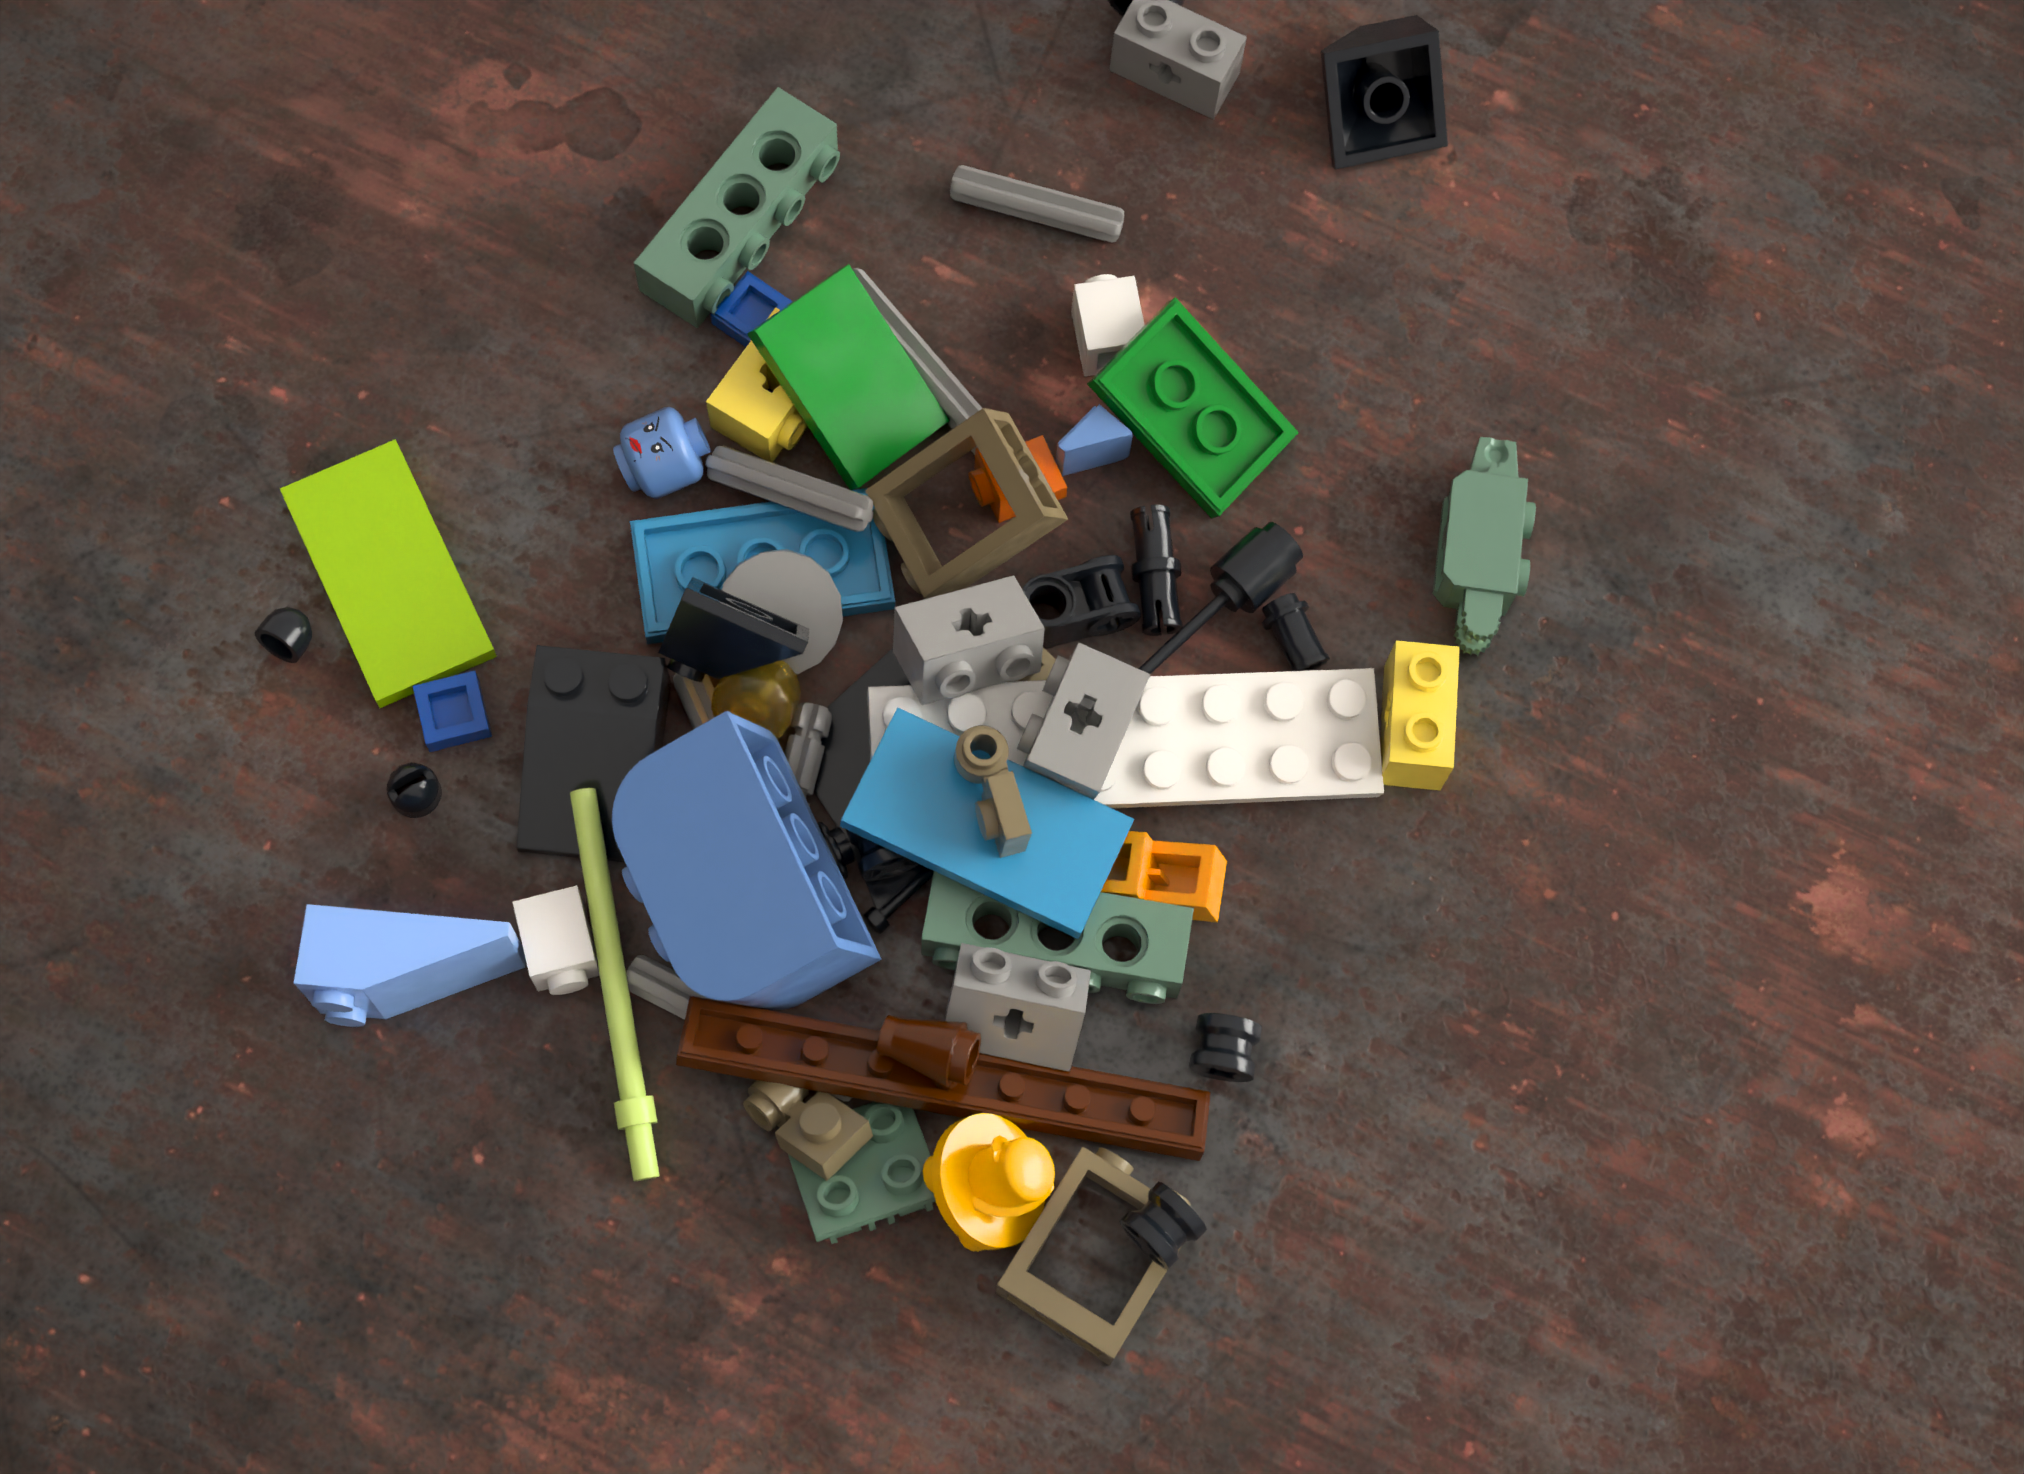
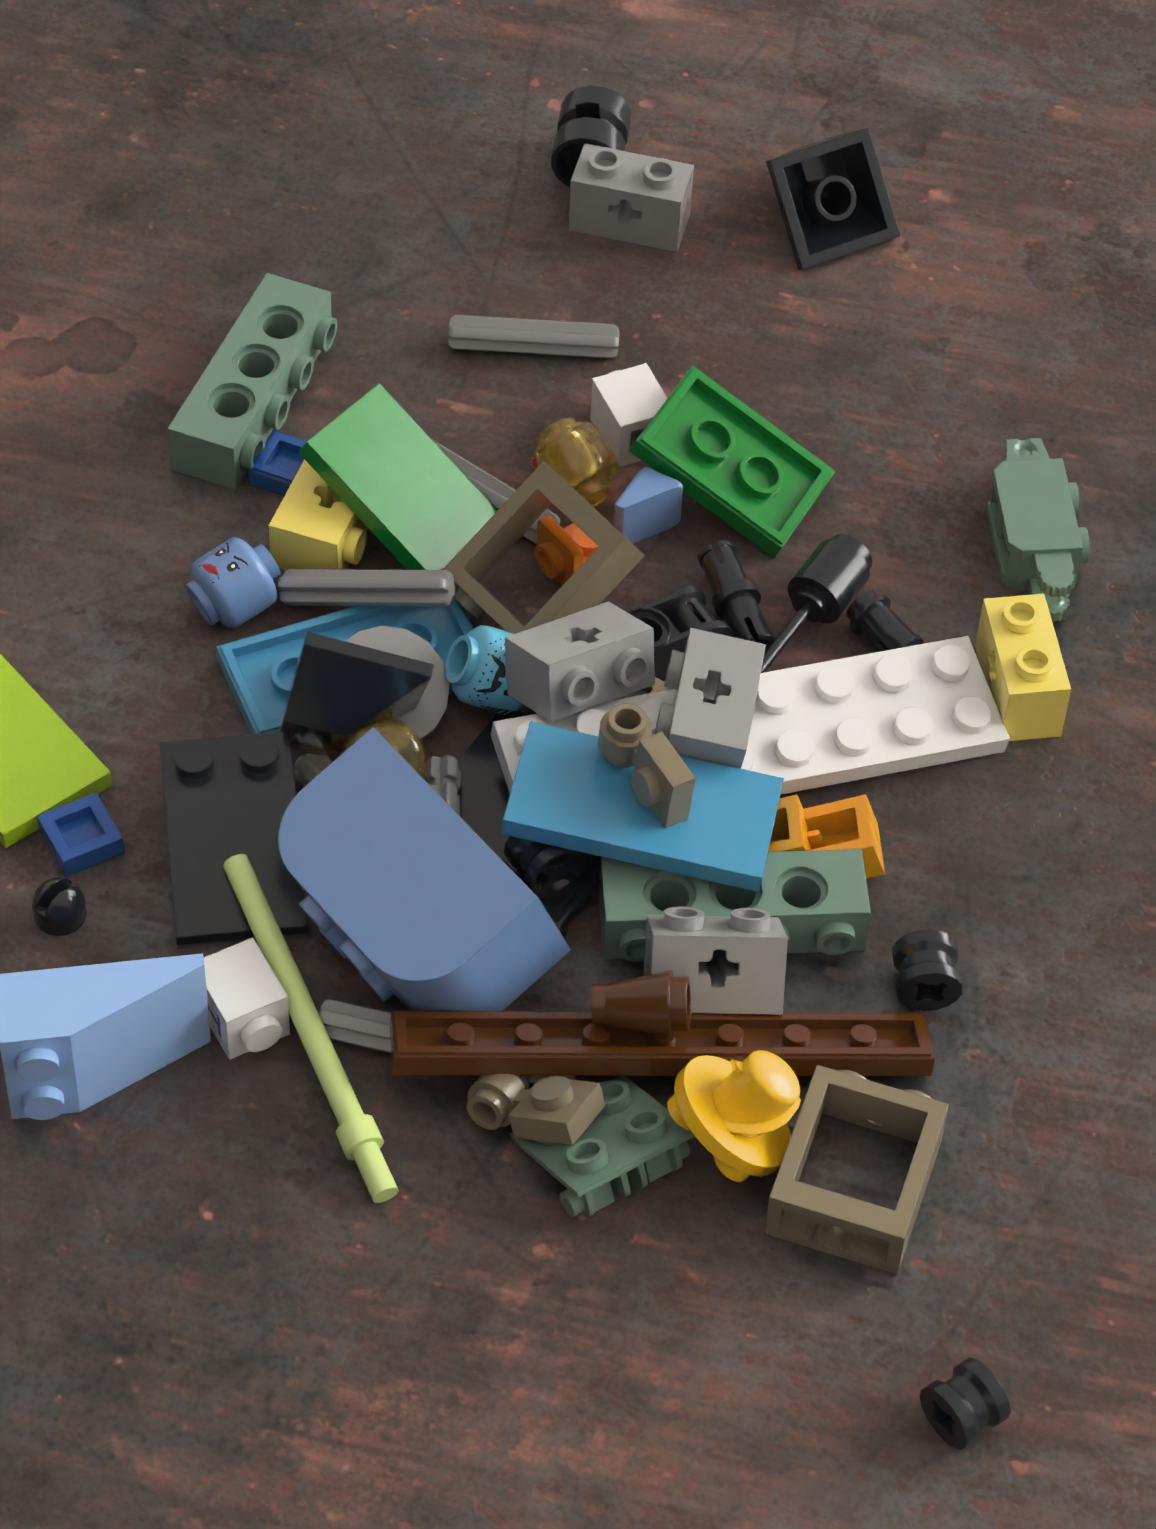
camera: 10 degrees left, 20 degrees down
(870, 608) = (479, 670): none -> medium azure head
(1035, 376) = (579, 456): none -> clear yellow head
(1163, 1225) = (919, 1101): black wheel -> none

